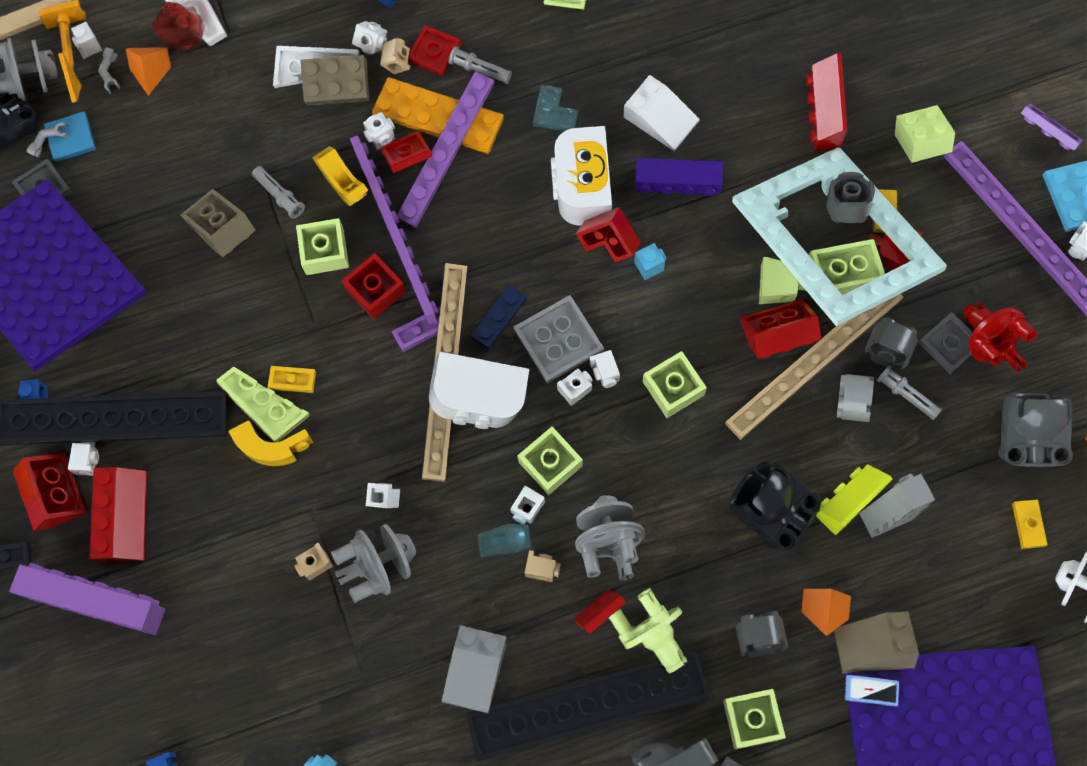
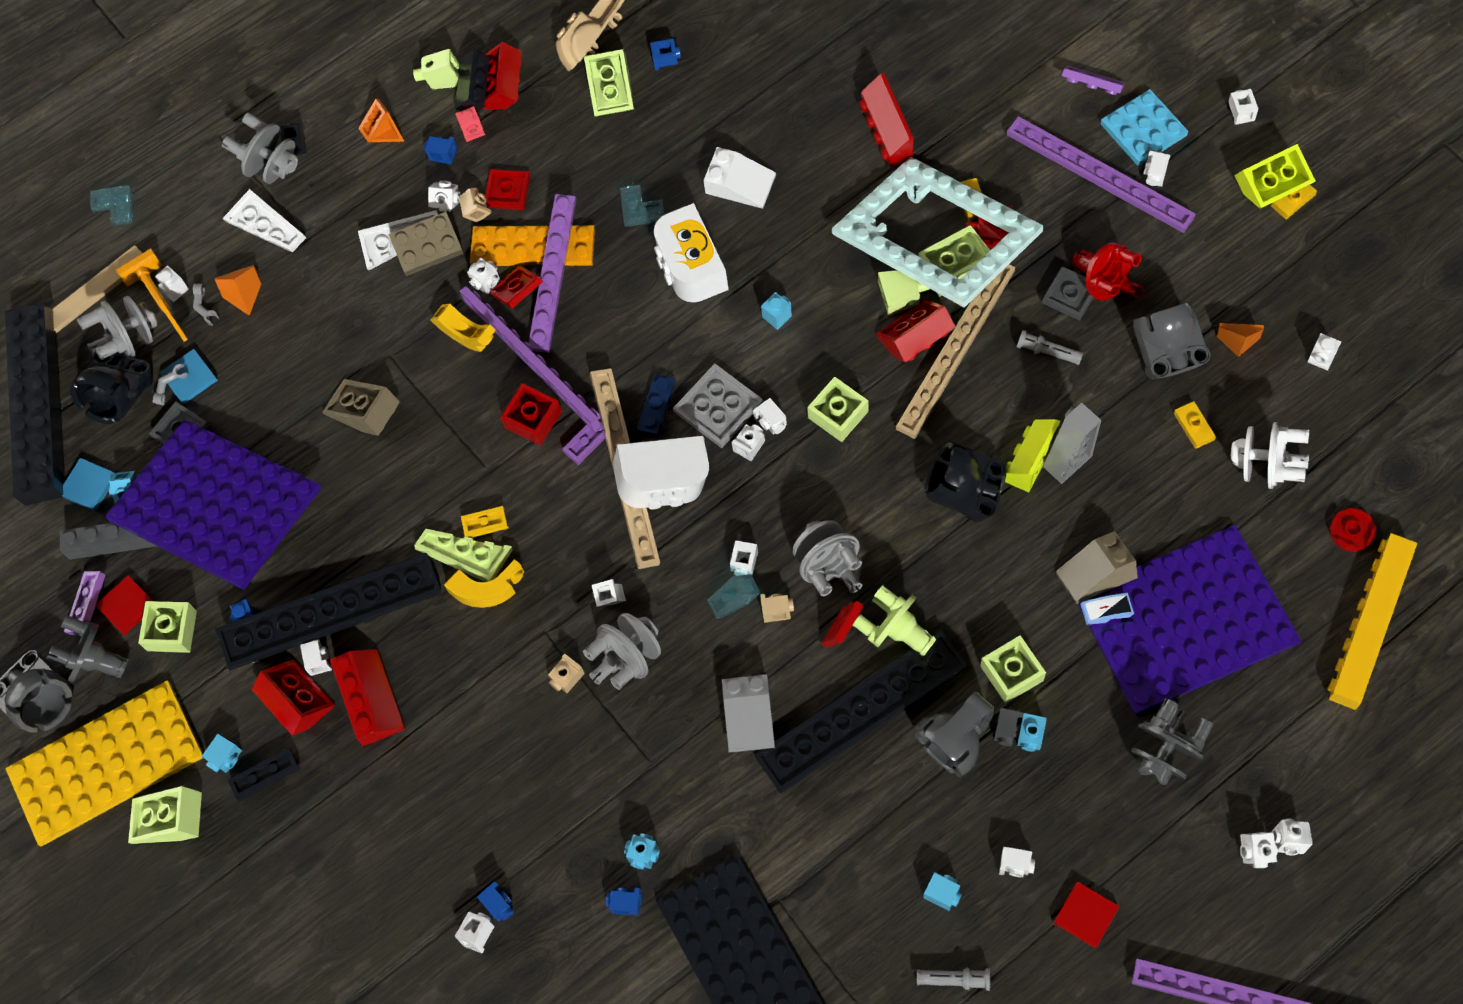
camera: 15 degrees left, 5 degrees down
(88, 598) = (368, 775): medium lavender brick -> none
(178, 26) = (257, 242): clear red brick -> none
(283, 197) = (415, 364): light grey pin -> none
(322, 246) = (469, 395): yellowish green brick -> none
(469, 64) = (546, 188): light grey pin -> none
(550, 460) = (750, 512): yellowish green brick -> none
(612, 231) = (732, 293): red brick -> none
(678, 176) = (775, 228): dark purple brick -> none
(761, 634) = (993, 595): dark grey brick -> none
(826, 608) = (1042, 554): orange slope -> none
(850, 198) = (937, 195): dark grey brick -> none
(855, 397) = (1003, 367): light grey brick -> none
(891, 344) = (1018, 310): dark grey brick -> none
(924, 133) = (983, 120): yellowish green brick -> none

